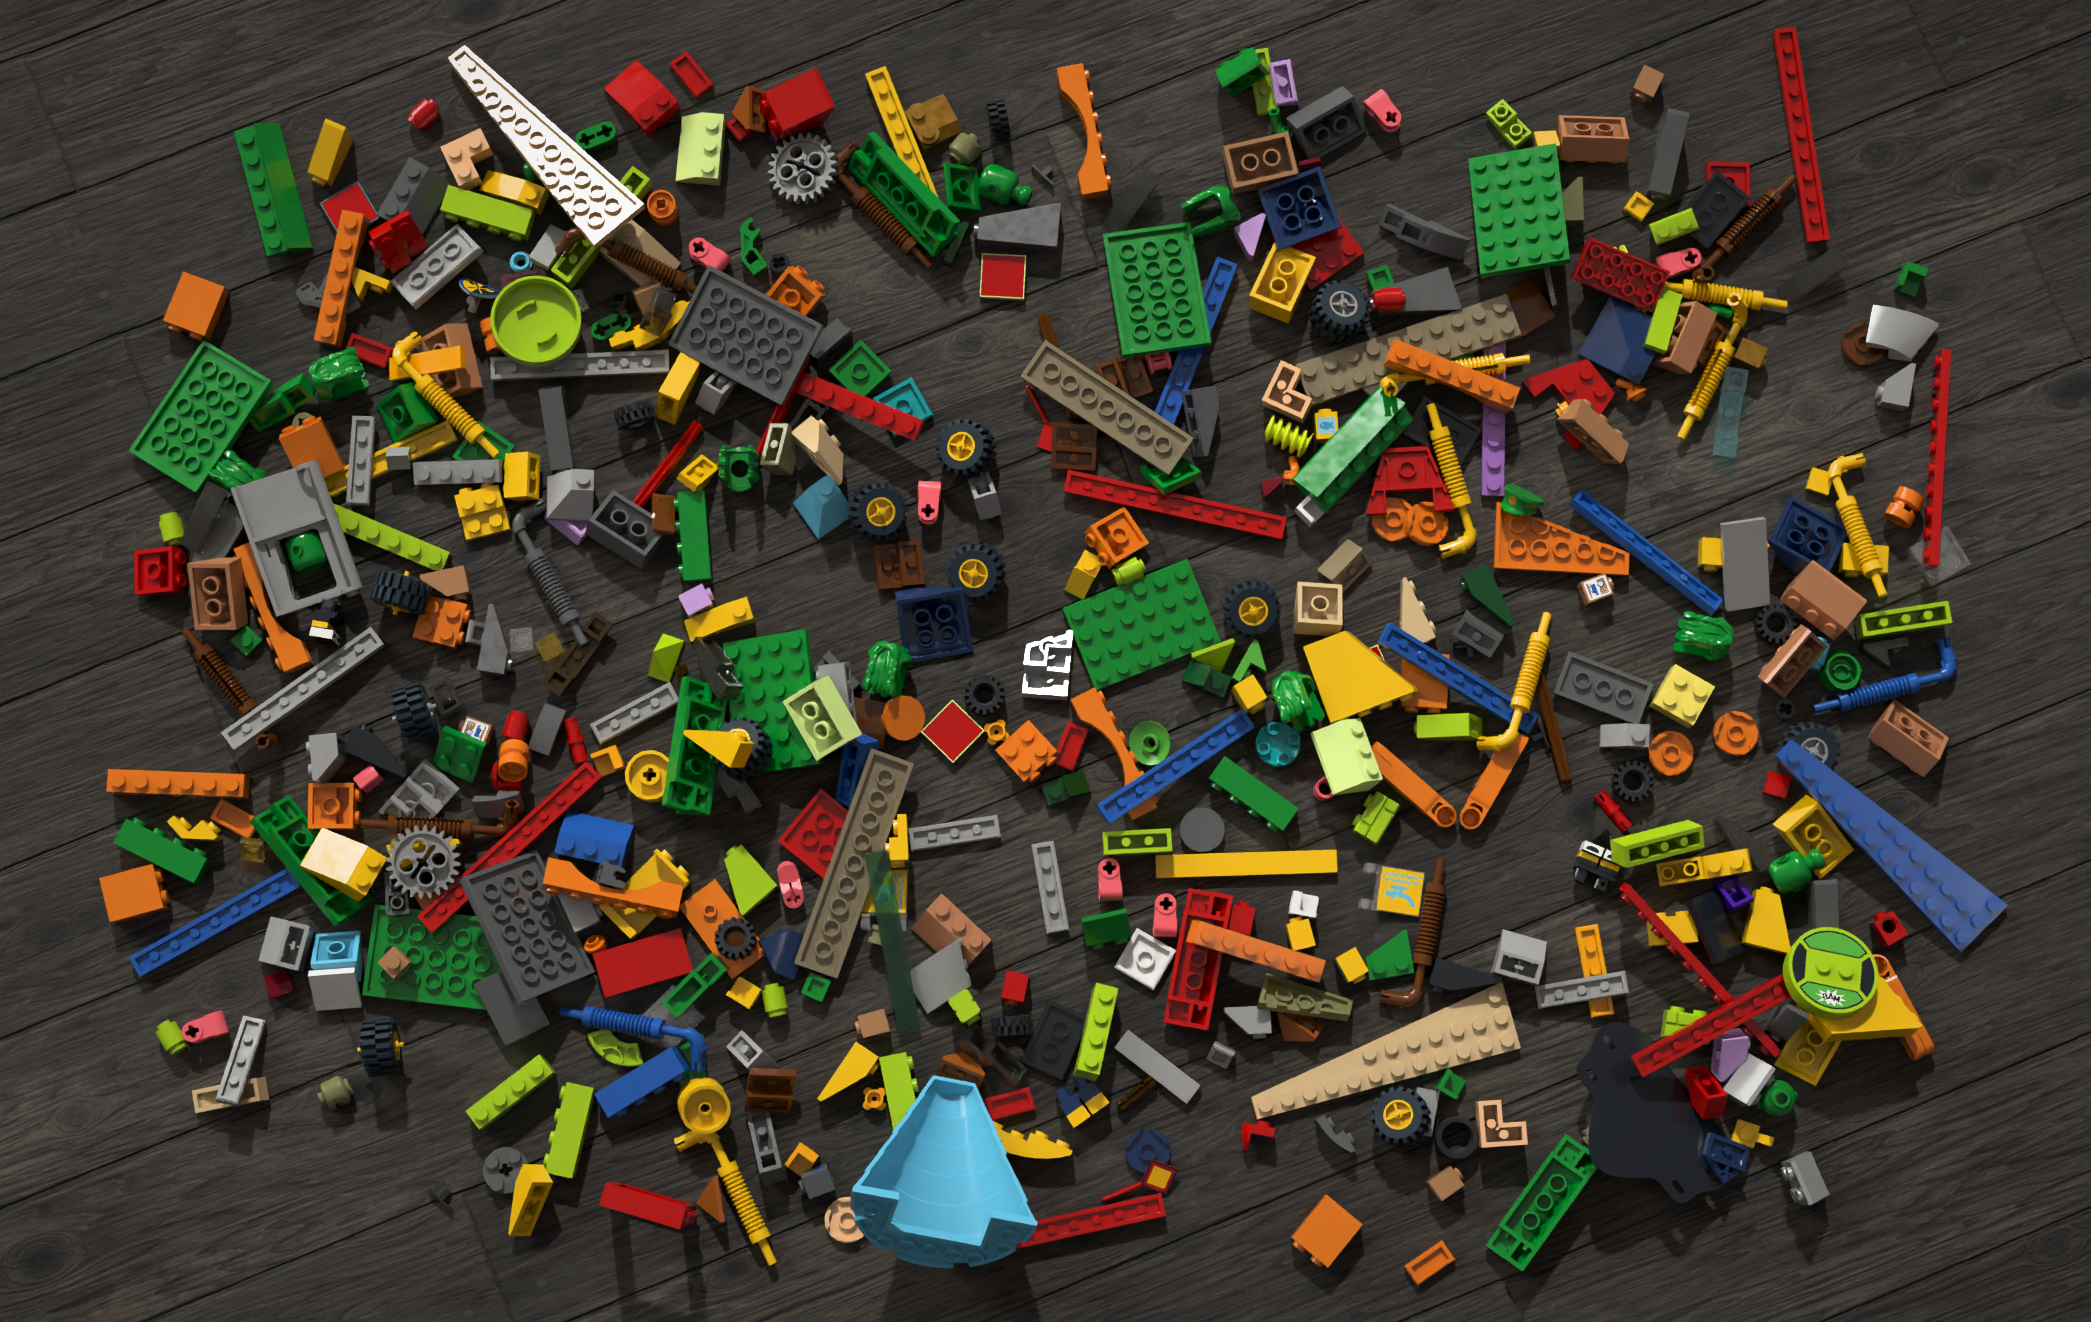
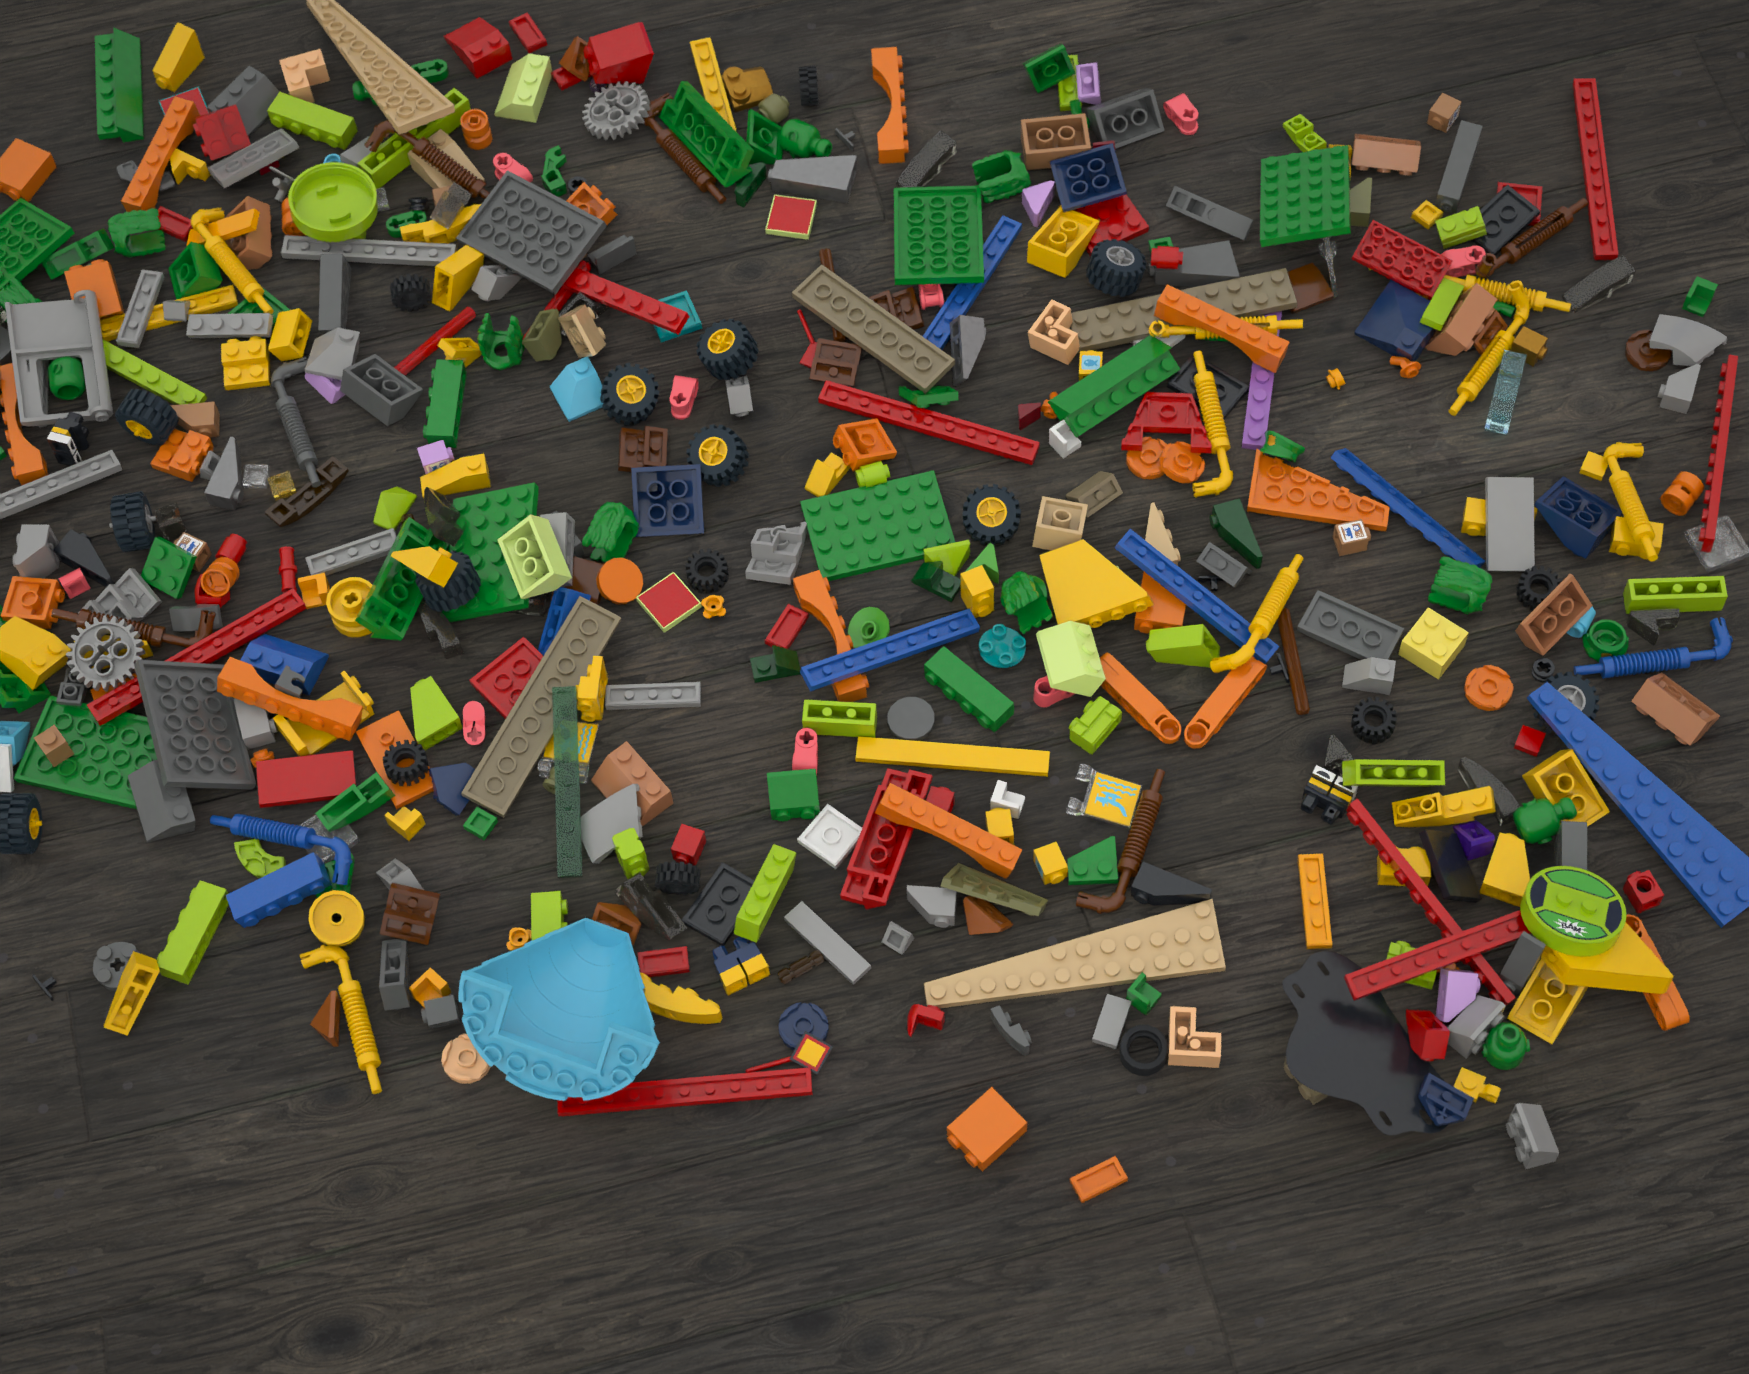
camera: 15 degrees right, 20 degrees down
(424, 114) = (273, 40): red brick -> none
(510, 1092) = (141, 887): lime brick -> none
(515, 191) = (347, 104): yellow slope -> none
(546, 729) = (260, 556): dark grey slope -> none
(648, 1205) = (252, 1001): red window -> none
(663, 513) = (418, 377): dark orange slope -> none
(774, 1000) = (434, 830): lime brick -> none
(853, 1068) = (499, 908): yellow slope -> none
(860, 370) = (639, 276): green plate -> none
(872, 1024) = (532, 864): medium nougat brick -> none
(1028, 752) = (742, 626): orange plate -> none
(1050, 887) = (743, 757): light grey tile -> none
(1165, 920) = (858, 796): coral piece -> none
(1287, 436) = (1049, 373): neon yellow piece -> none
(1400, 1117) = (1083, 1016): black wheel -> none
(1446, 1182) = (1126, 1094): medium nougat brick -> none
(1519, 958) = (1233, 876): light grey slope -> none
(1542, 1203) = (1231, 1125): green slope -> none
(1573, 382) = (1356, 362): red wing -> none
(1581, 989) = (1298, 914): light grey tile -> none
(1594, 432) = (1361, 393): medium nougat slope -> none
(1612, 811) = (1351, 744): red pin -> none
(1670, 753) = (1417, 699): orange tile -> none
(1823, 599) = (1592, 561): nougat slope -> none

